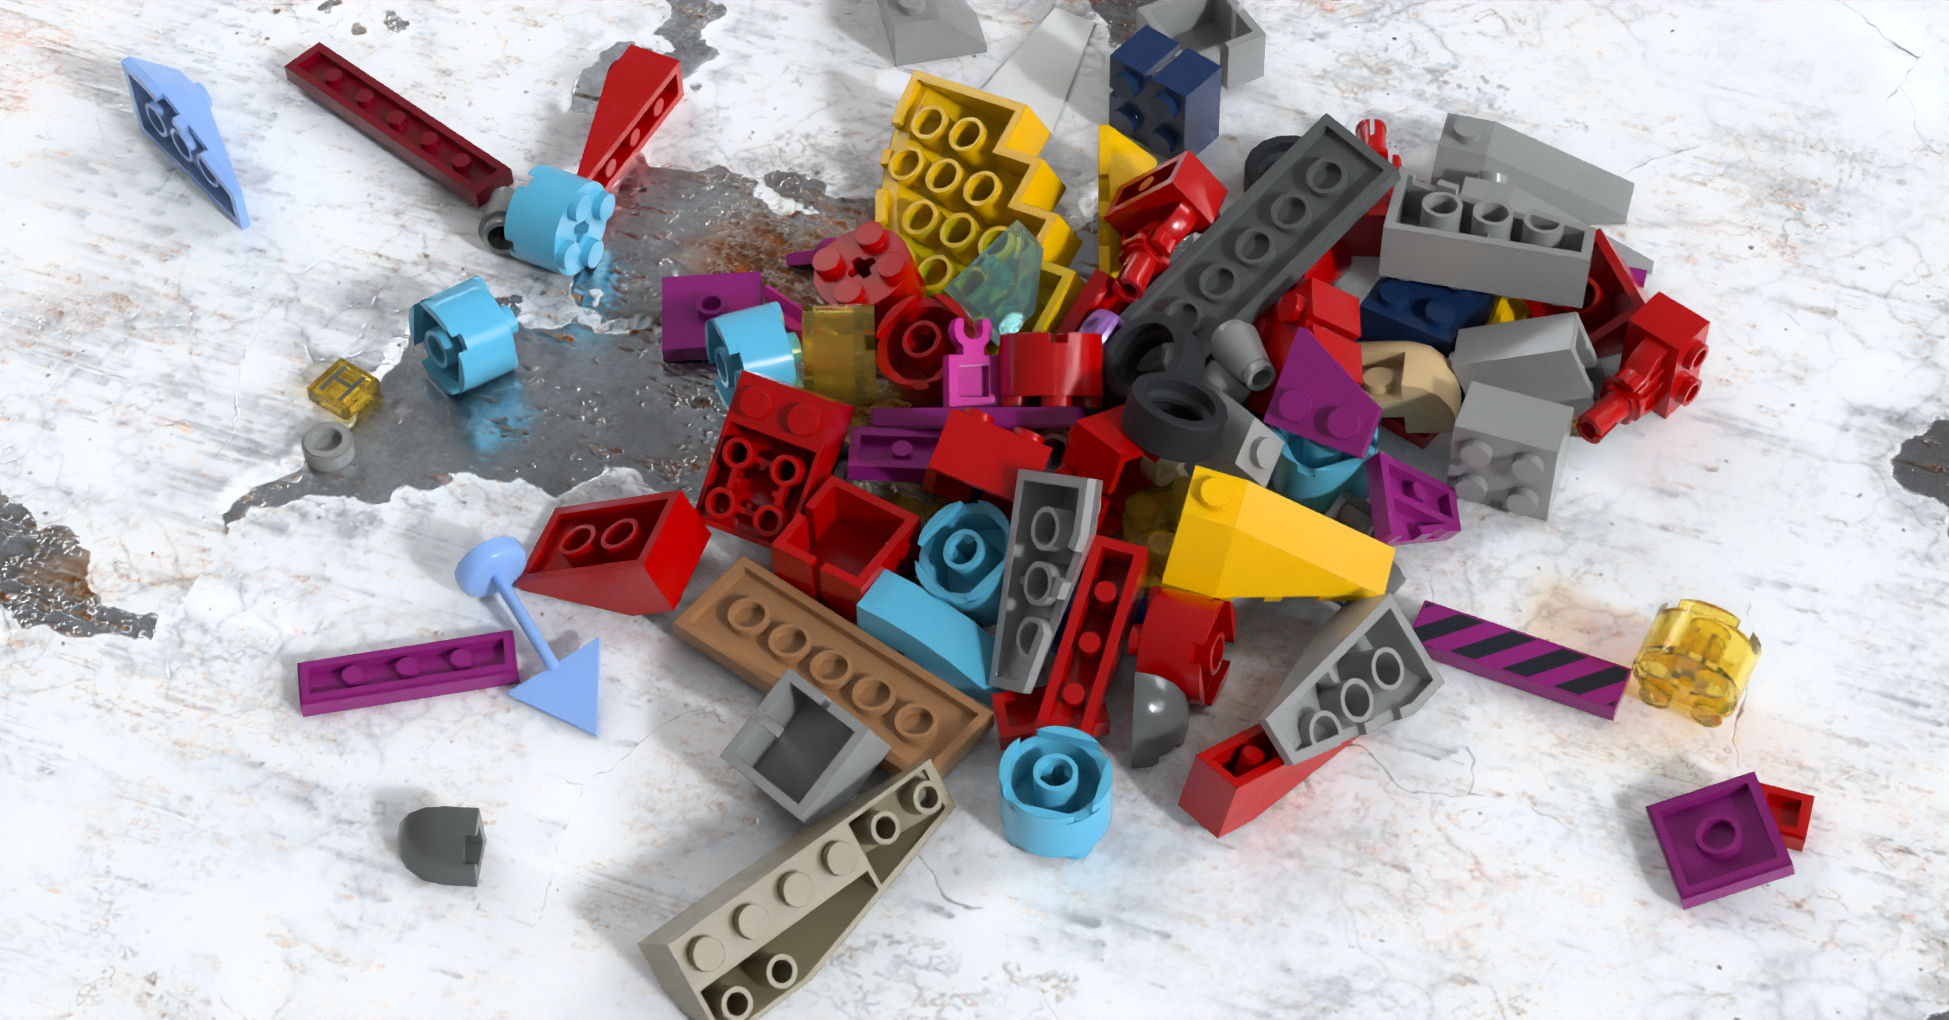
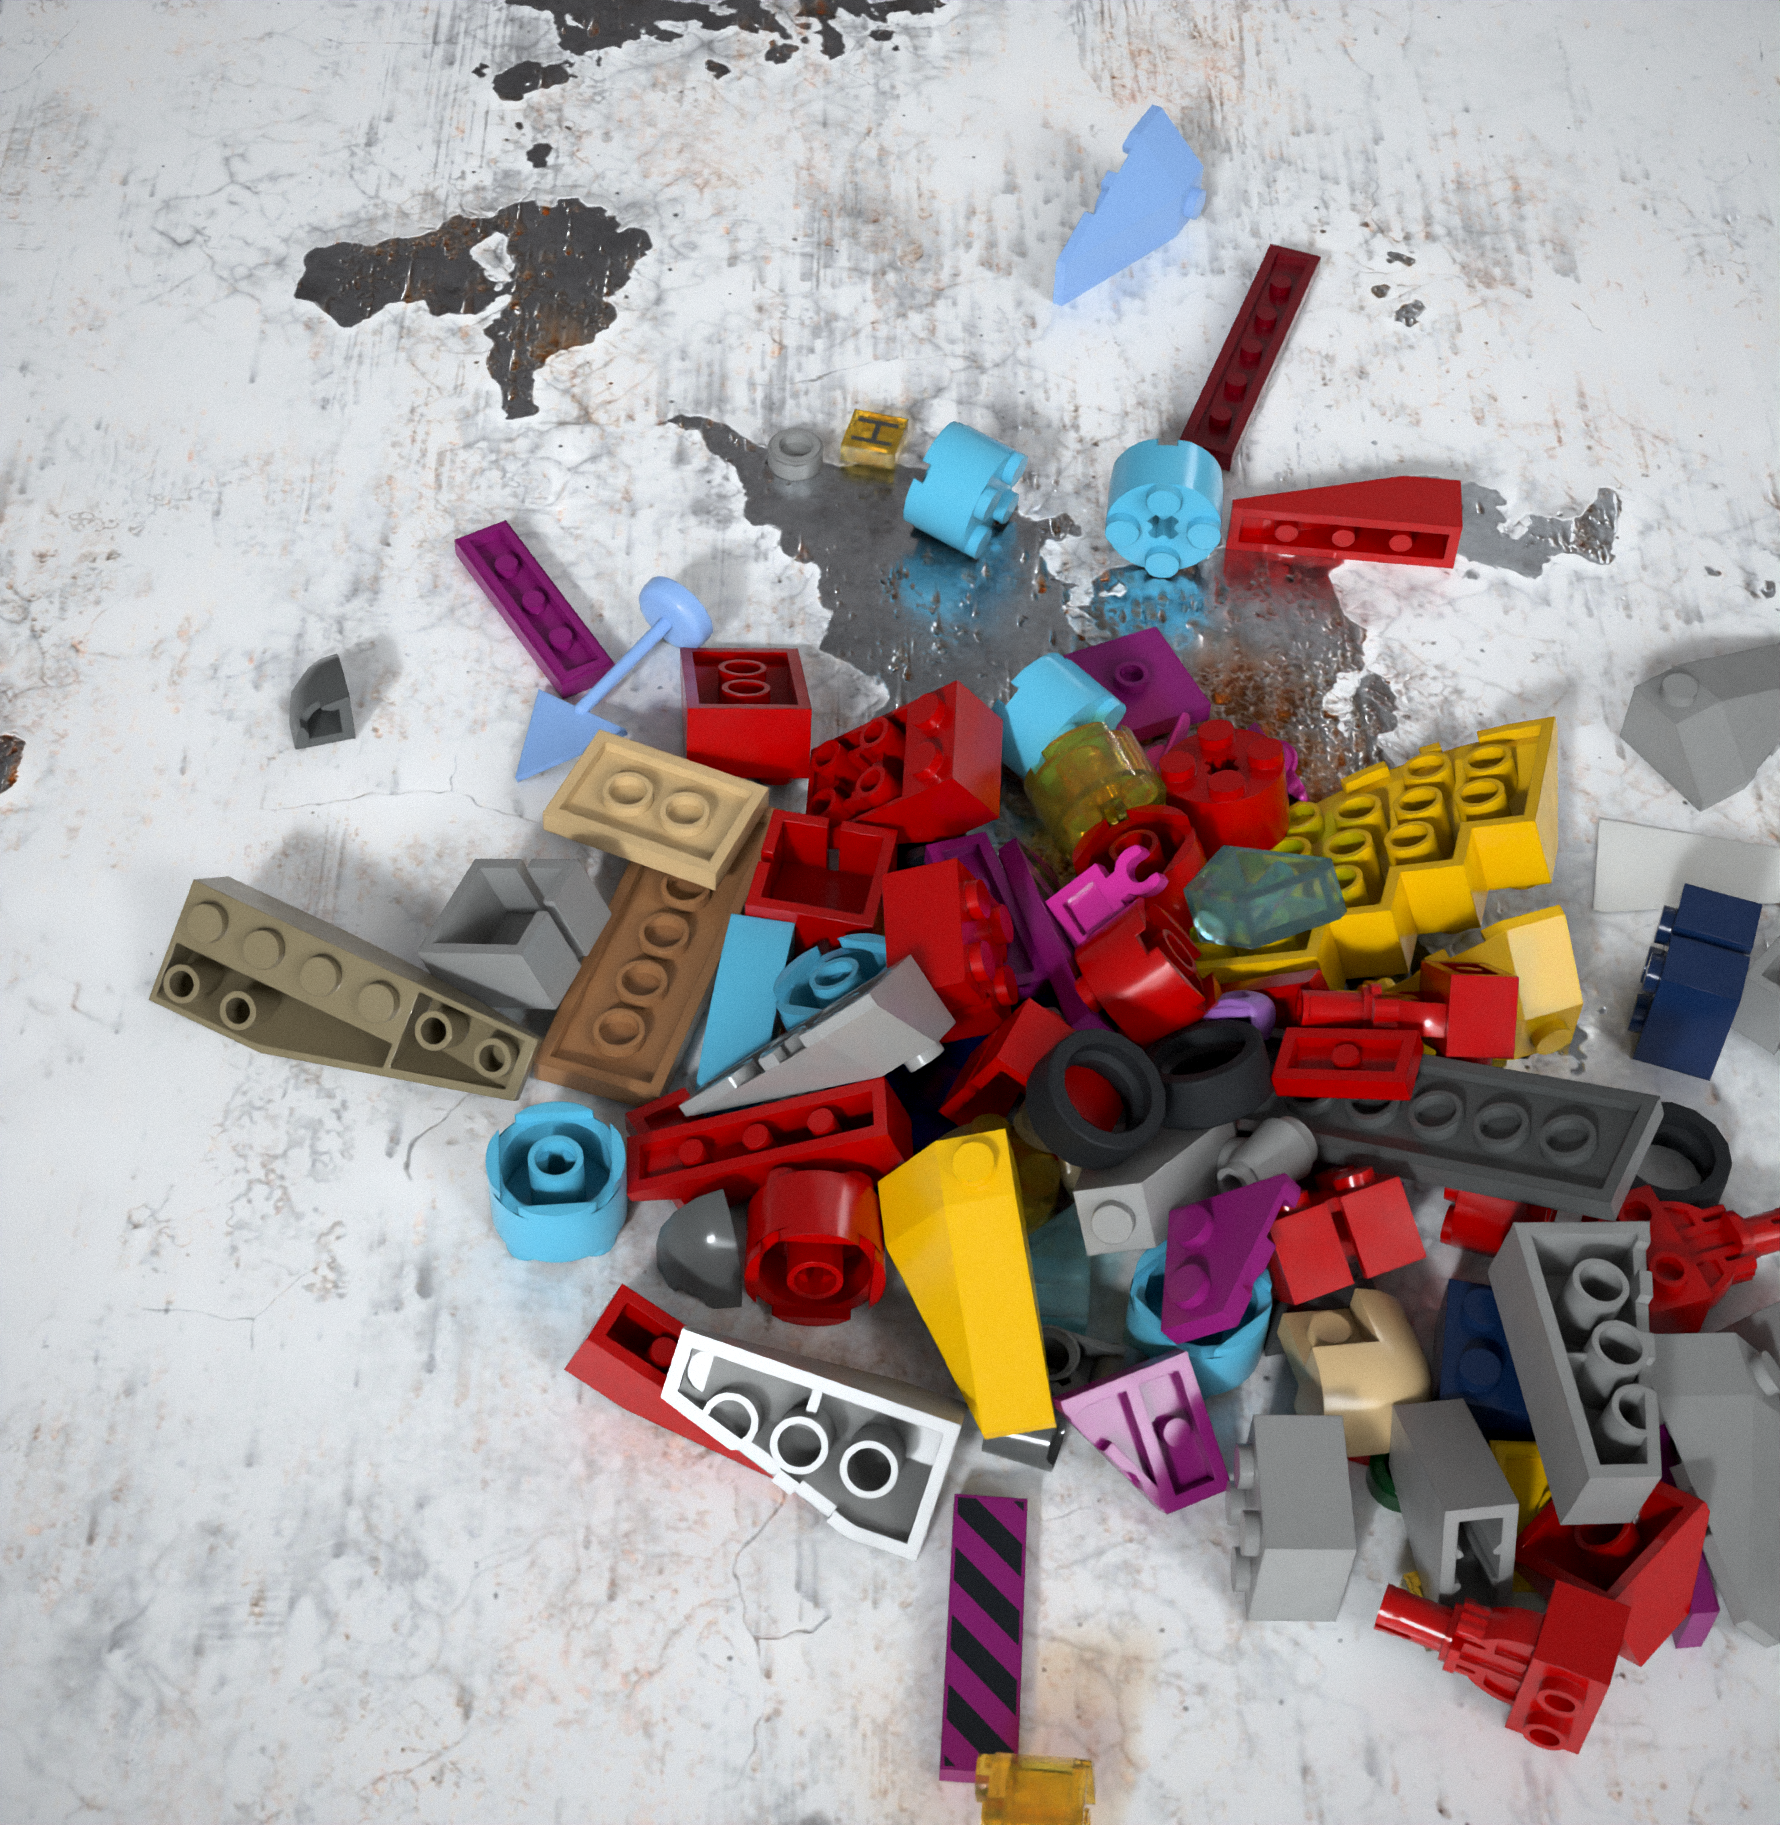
camera: 65 degrees right, 0 degrees up
(715, 629) = (656, 809): none -> tan plate
(1192, 276) = (1348, 1063): none -> red plate

